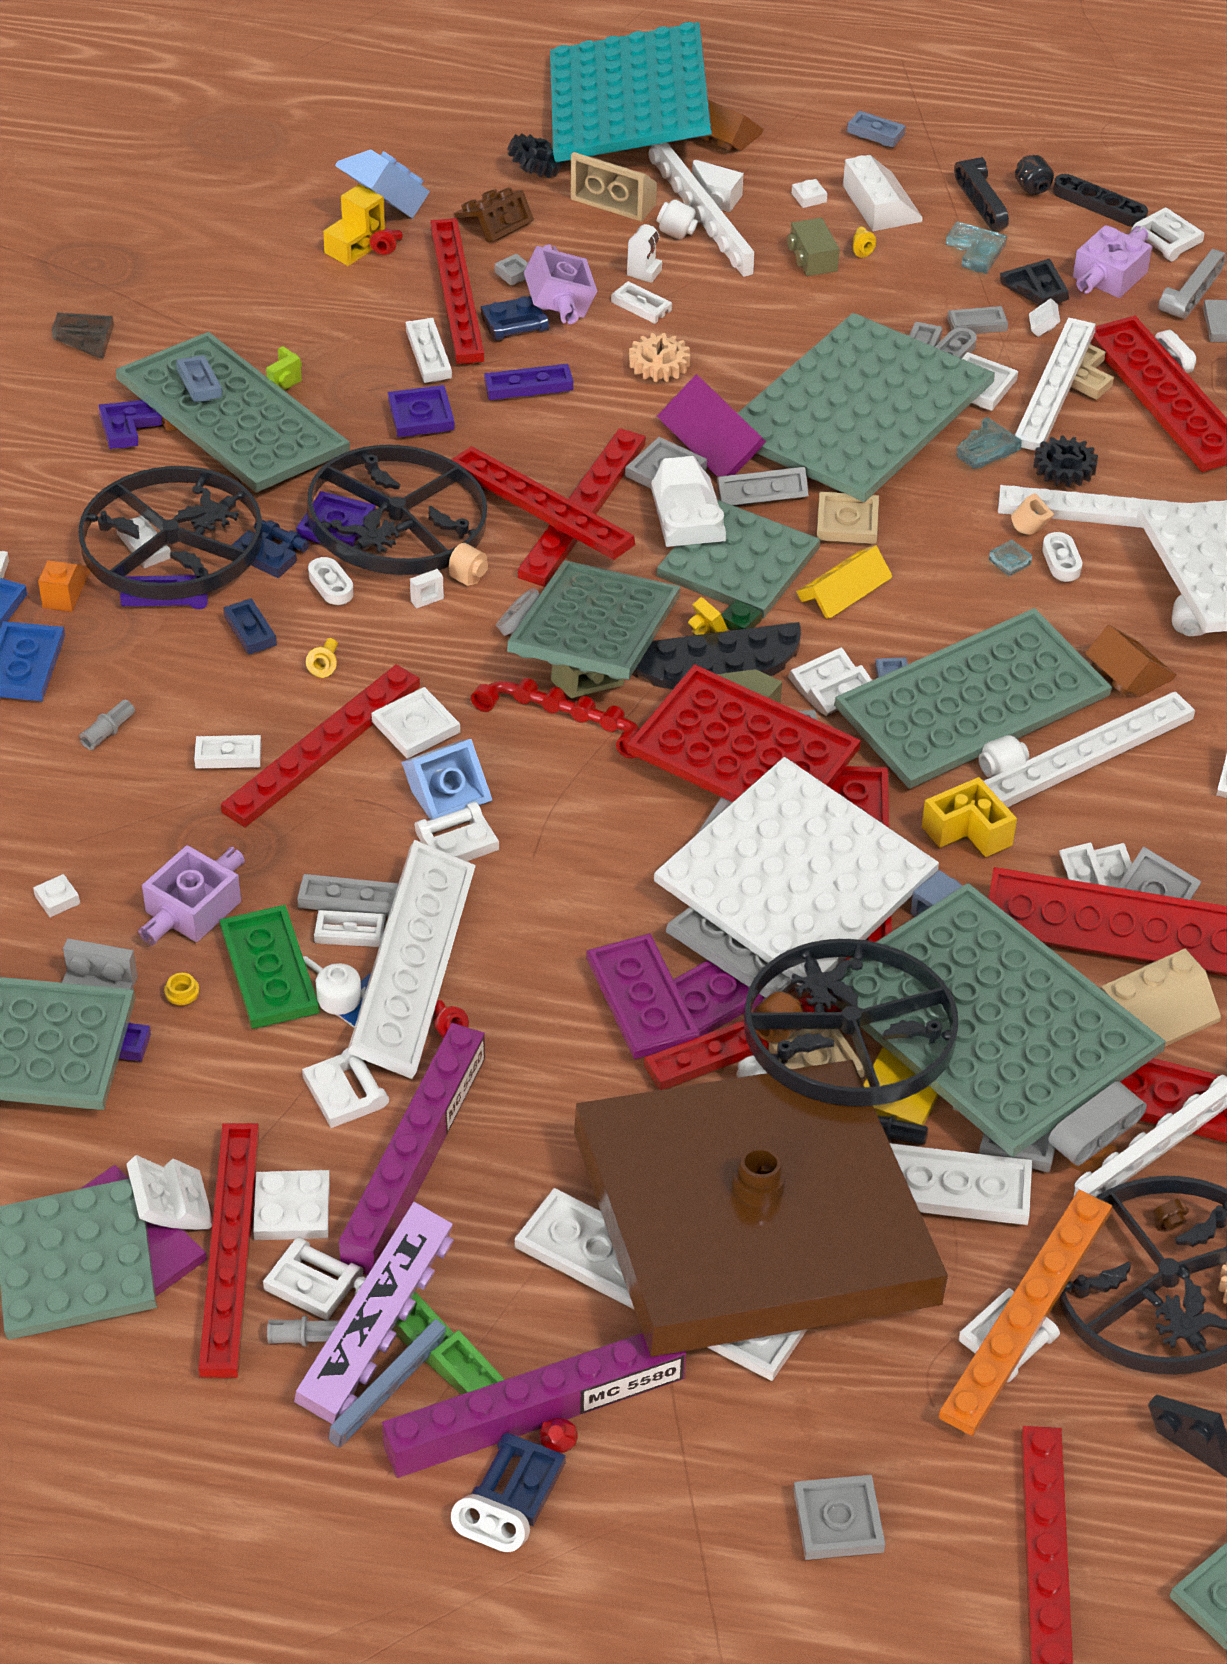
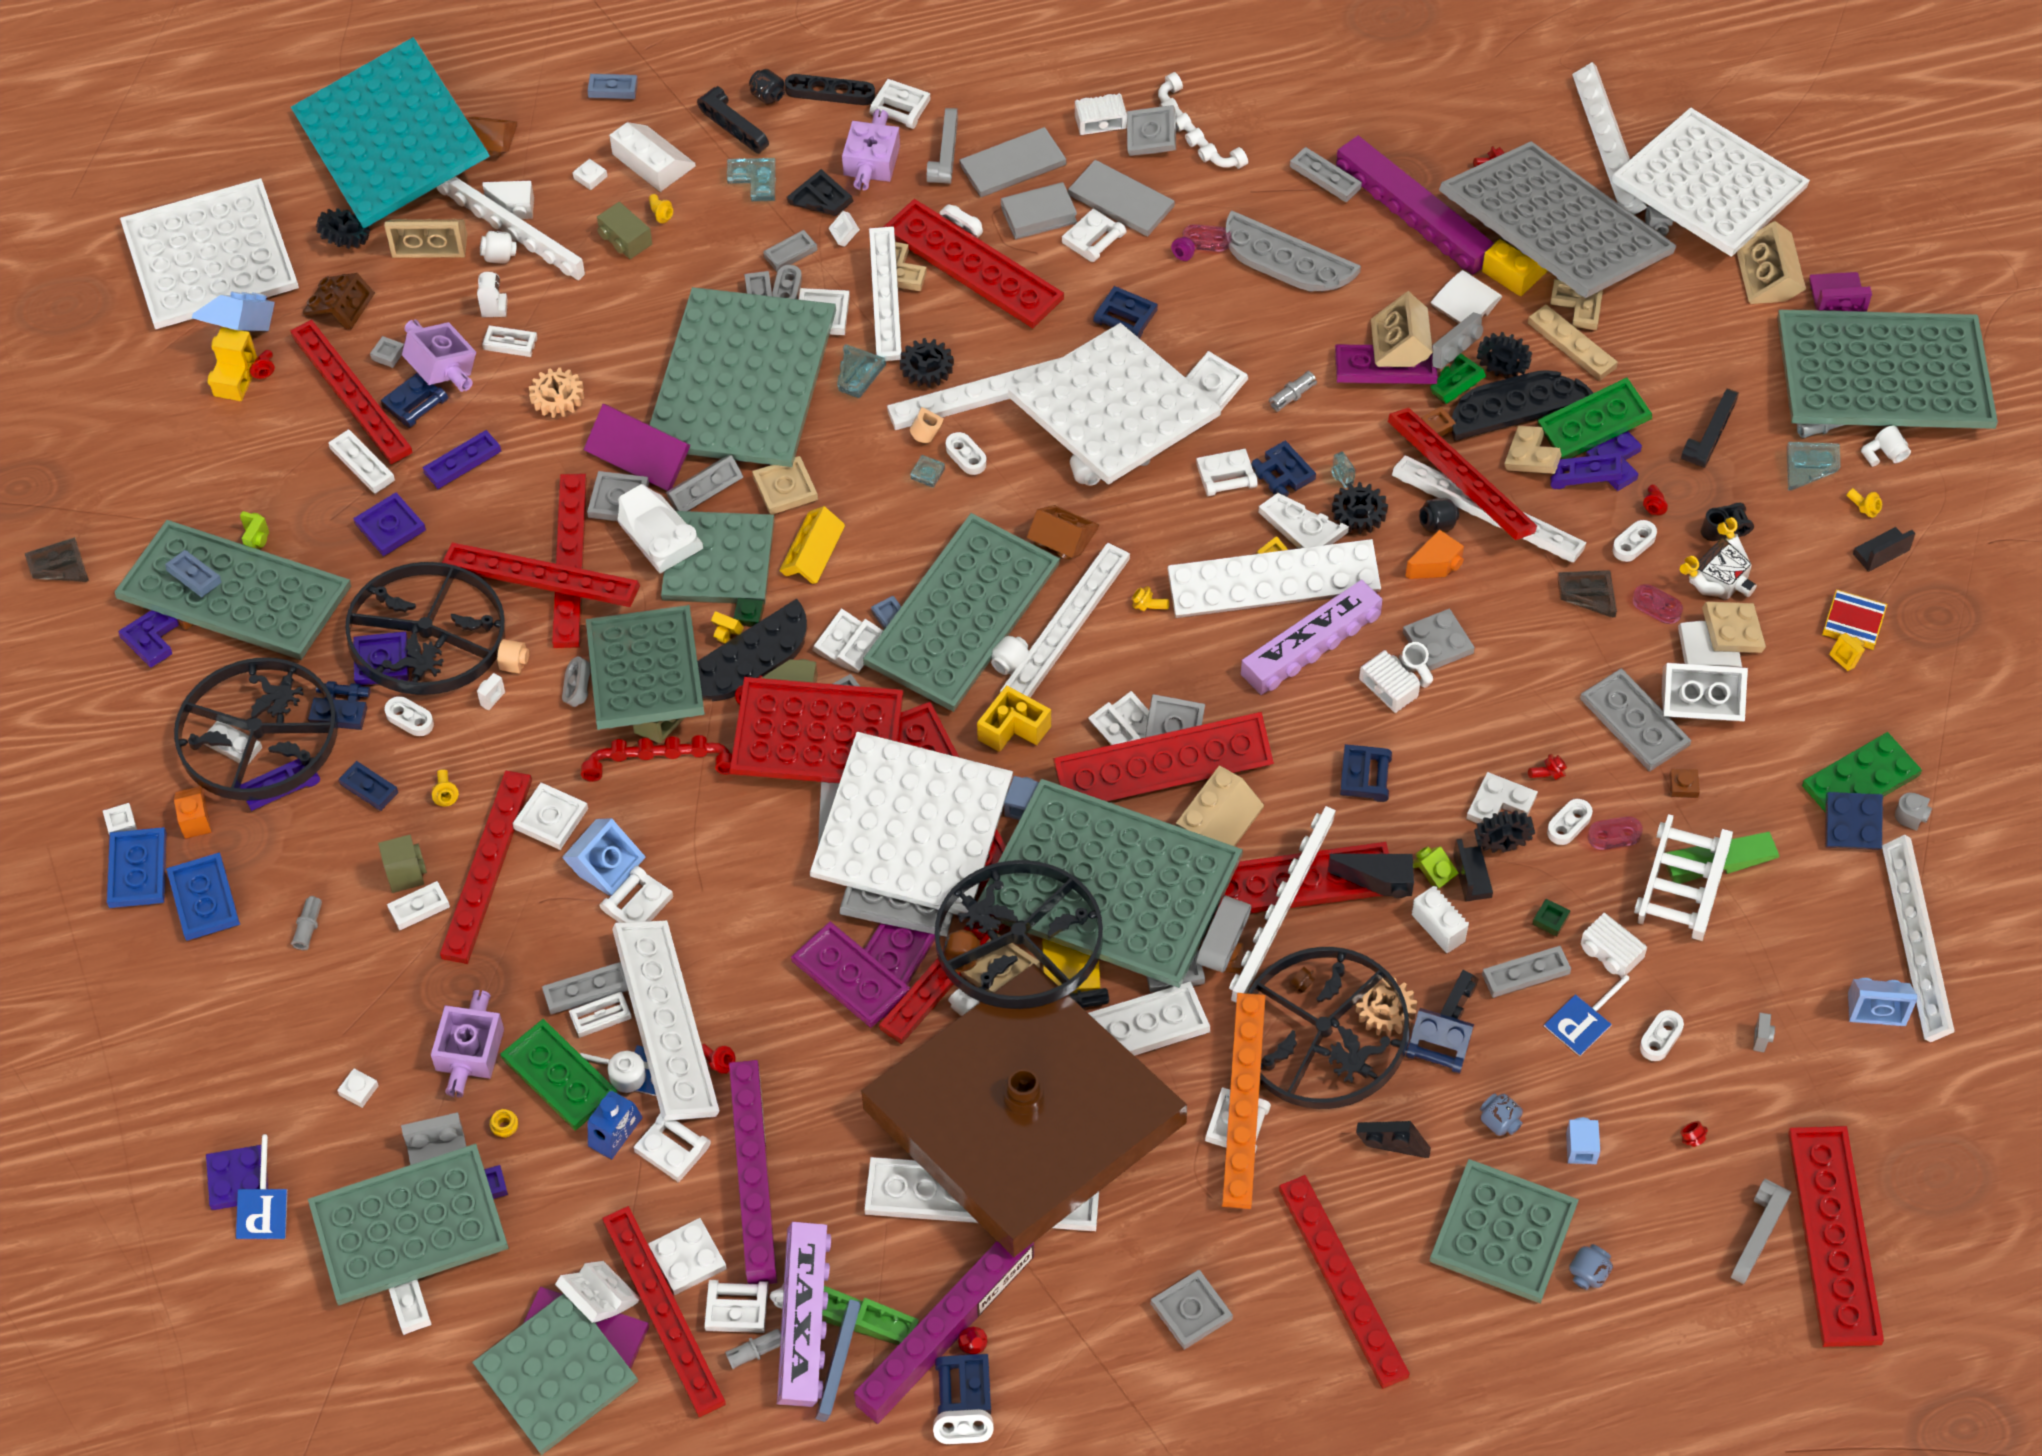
camera: 25 degrees left, 10 degrees up
(233, 701) = (402, 863): none -> olive brick
(291, 1033) = (615, 1120): none -> blue torso
(418, 127) = (206, 250): none -> white plate
(1188, 761) = (1143, 600): none -> yellow plate

